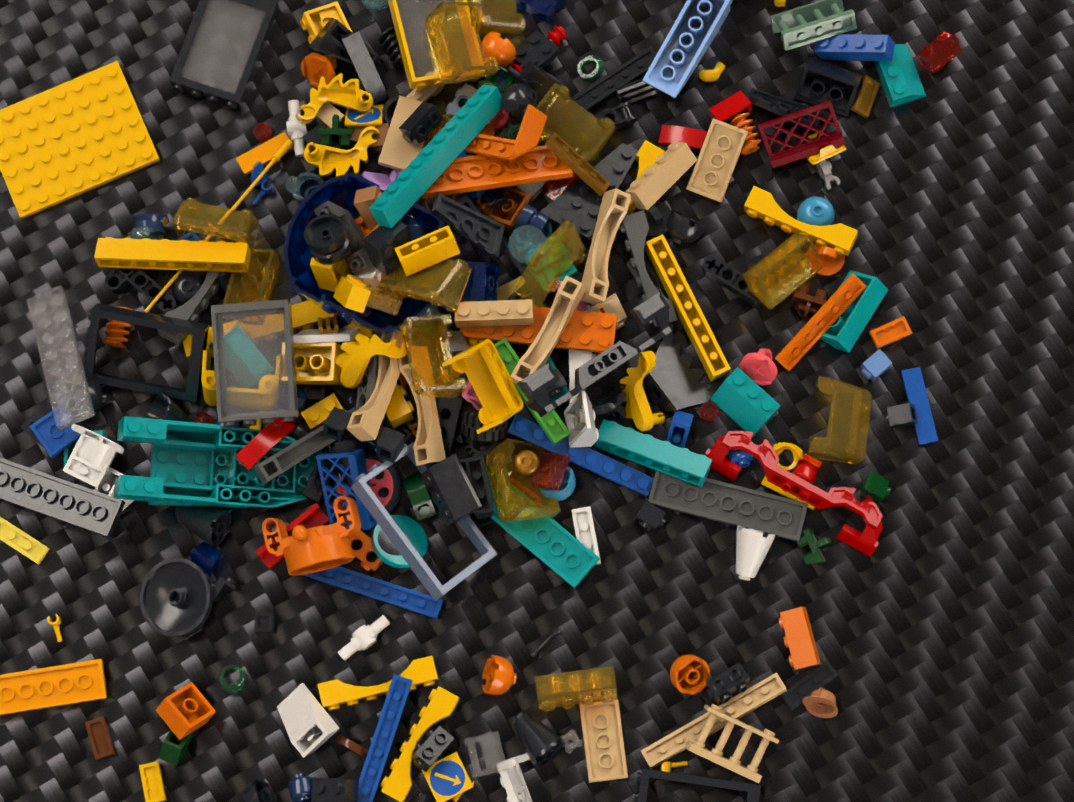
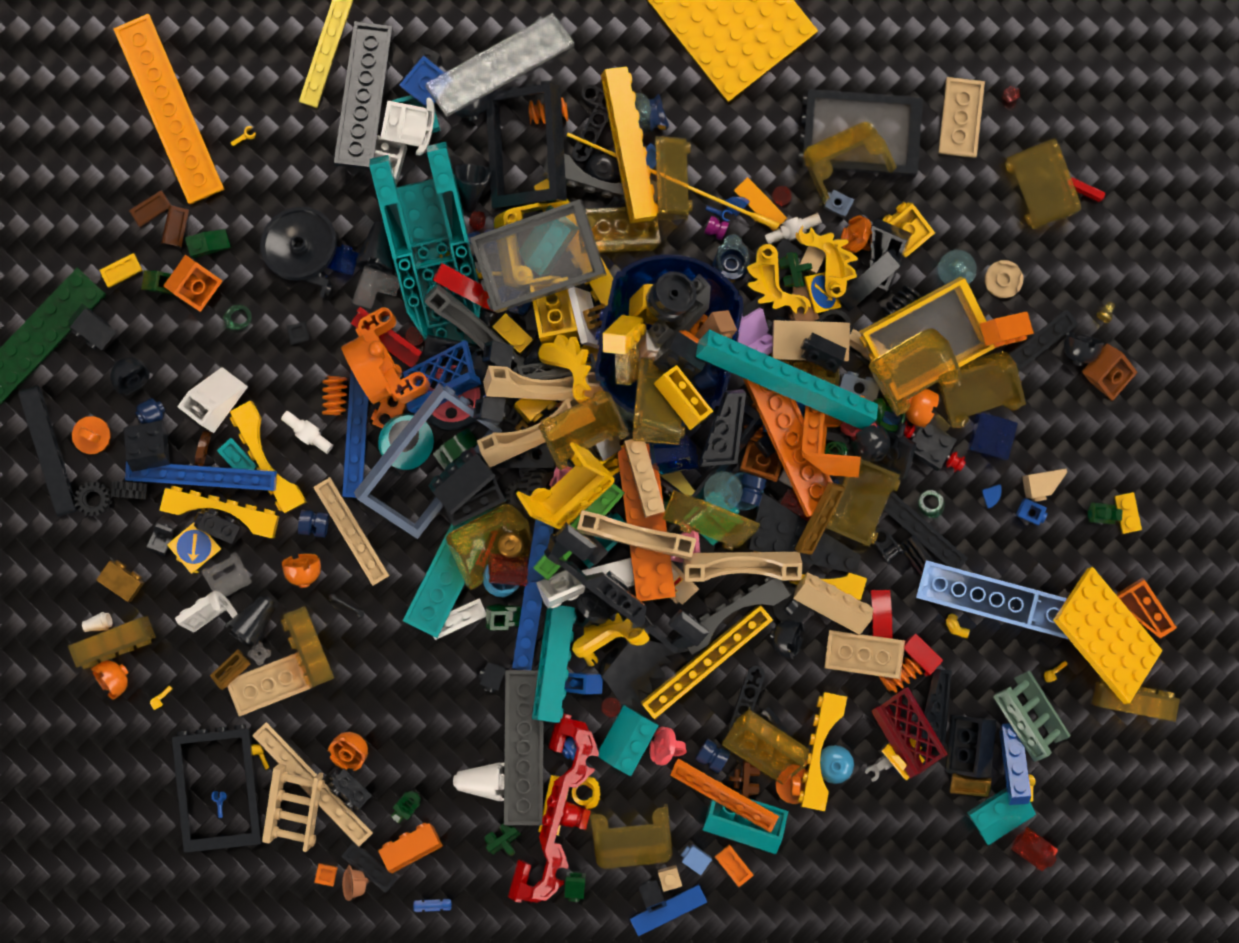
camera: 70 degrees right, 10 degrees up
(124, 717) = (175, 226): none -> reddish brown tile
(150, 688) = (207, 243): none -> dark green slope
(235, 534) = (373, 282): none -> clear plate
(238, 83) = (818, 155): none -> clear yellow windscreen
(274, 200) = (717, 228): none -> magenta wheel
(291, 83) = (842, 209): none -> sand blue brick
(298, 508) = (414, 336): none -> clear red plate
(335, 601) = (334, 395): none -> orange piece
(368, 714) = (236, 455): none -> teal plate
(455, 653) = (313, 523): none -> dark blue wheel
(473, 618) = (351, 531): none -> tan plate
(581, 772) = (231, 671): none -> pearl gold tile
(595, 490) = (501, 617): none -> dark green brick
(597, 11) = (991, 495): none -> blue tile
(759, 632) = (405, 806): none -> dark green hips
(780, 325) = (713, 756): none -> dark blue wheel
(807, 730) = (326, 874): none -> orange tile
(862, 632) = (432, 905): none -> blue axle
(888, 395) = (669, 878): none -> tan brick

